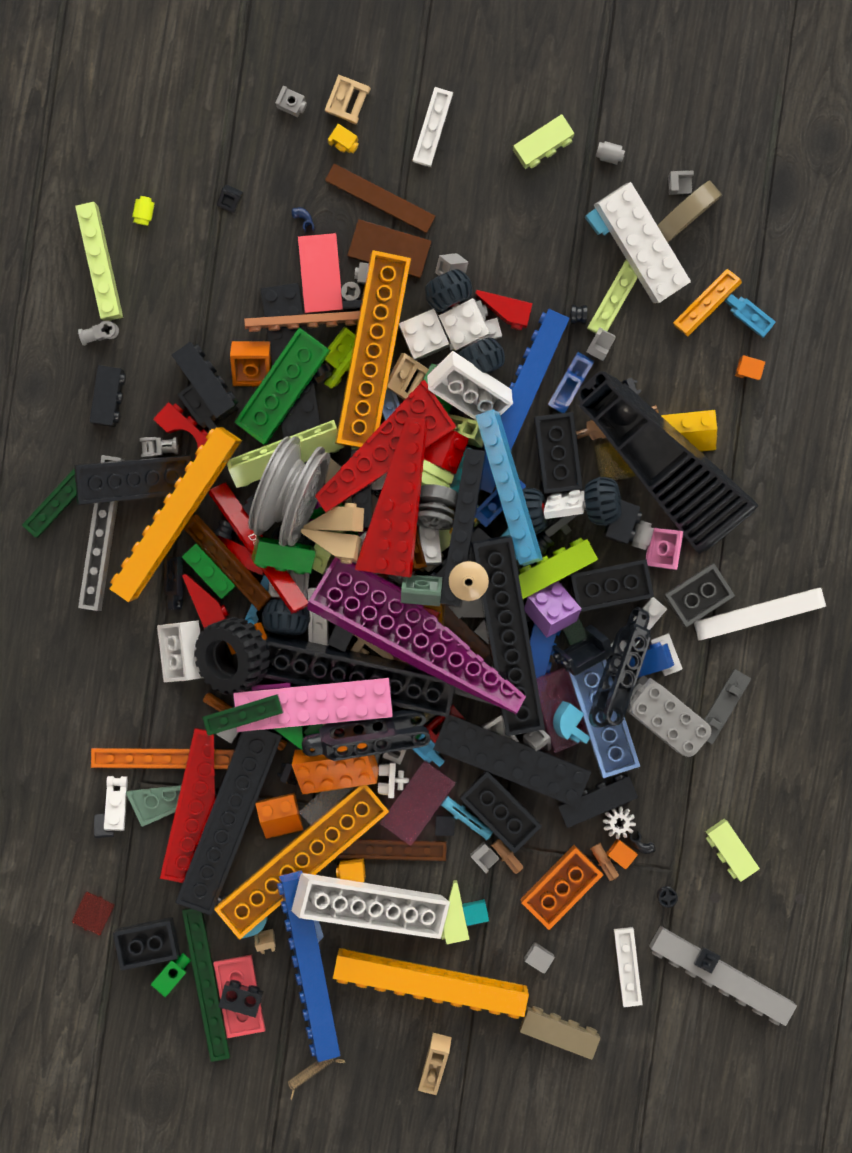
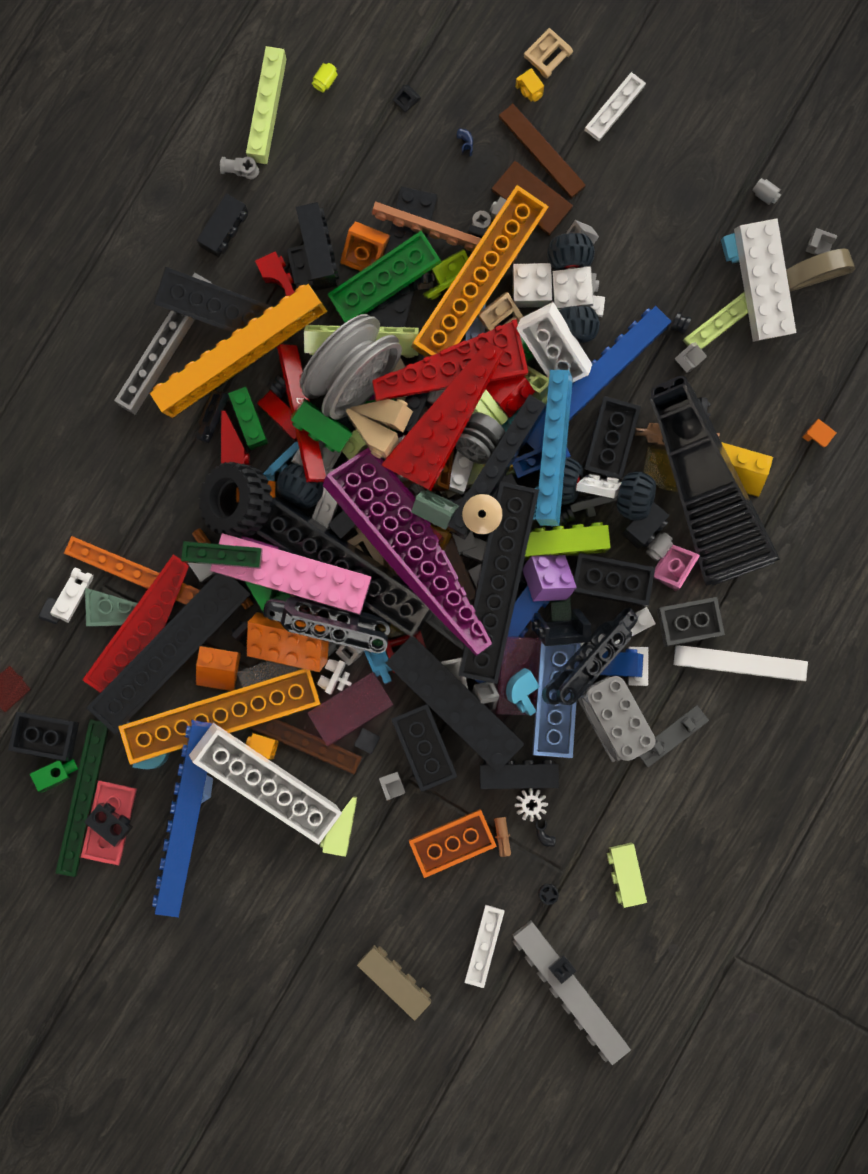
camera: 25 degrees right, 5 degrees down
(52, 506) = (128, 304): dark green plate -> none
(154, 446) = (249, 288): light grey connector -> none
(177, 650) = (188, 477): white slope -> none
(227, 562) = (268, 416): reddish brown tile -> none
(265, 940) = (154, 779): tan tile -> none
(294, 108) = (490, 31): light grey brick -> none
(320, 273) = (461, 193): coral tile -> none
(338, 1060) = (135, 923): tan piece -> none
(431, 983) = (292, 882): light orange brick -> none
(435, 1063) = (264, 963): tan slope -> none
(448, 804) = (401, 762): medium azure pin -> none
(475, 912) = (362, 834): teal panel -> none
(507, 856) = (413, 793): medium nougat axle -> none
(509, 310) = (619, 294): red slope -> none
(539, 957) = (404, 902): light grey panel -> none
(544, 142) = (710, 158): yellowish green brick -> none
(571, 382) = (648, 380): blue slope -> none
(621, 853) = (522, 835): orange panel -> none
(707, 302) = (803, 359): light orange plate -> none
(750, 315) = (838, 386): dark azure hinge -> none

